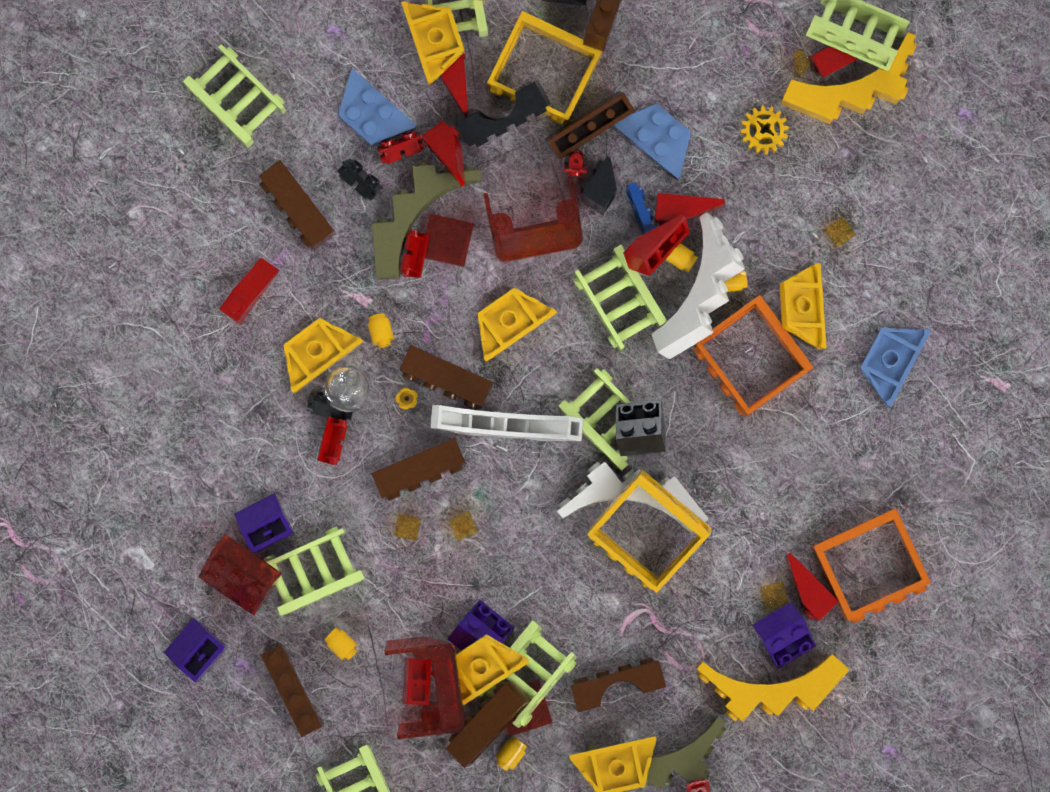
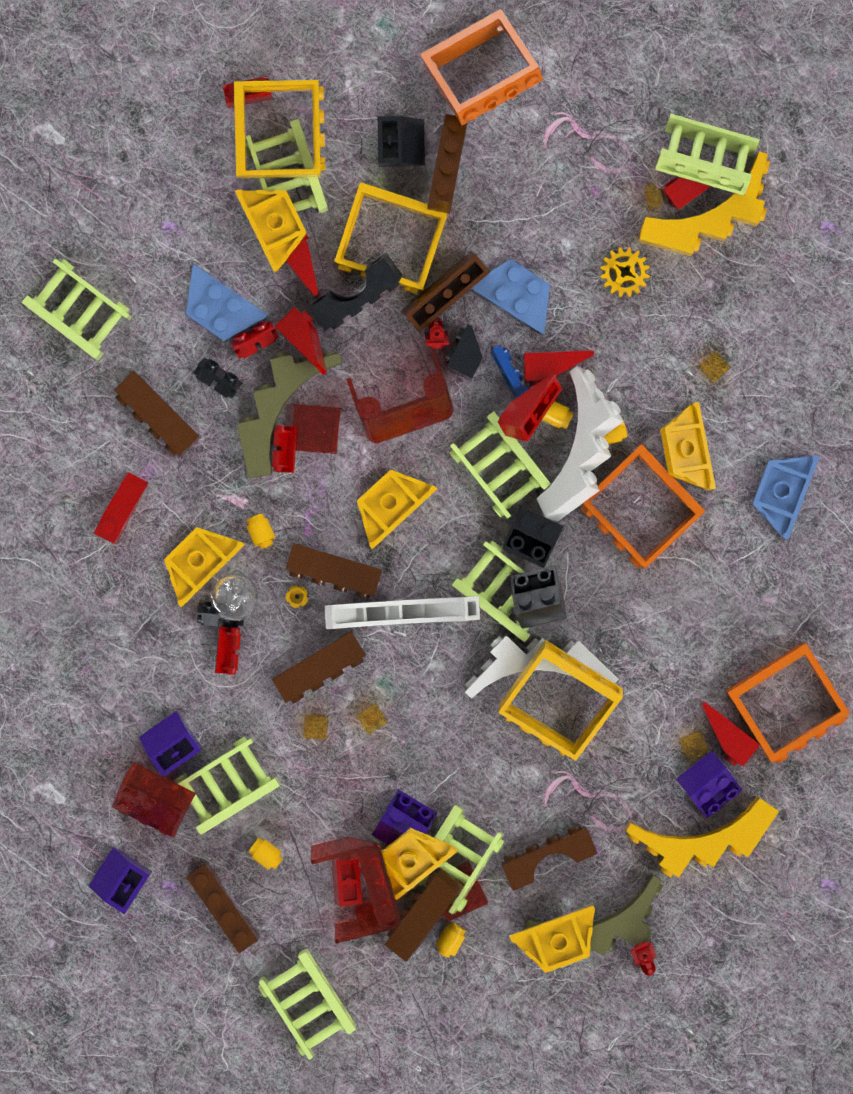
camera: 10 degrees left, 5 degrees up
(642, 370) = (532, 537): none -> black slope

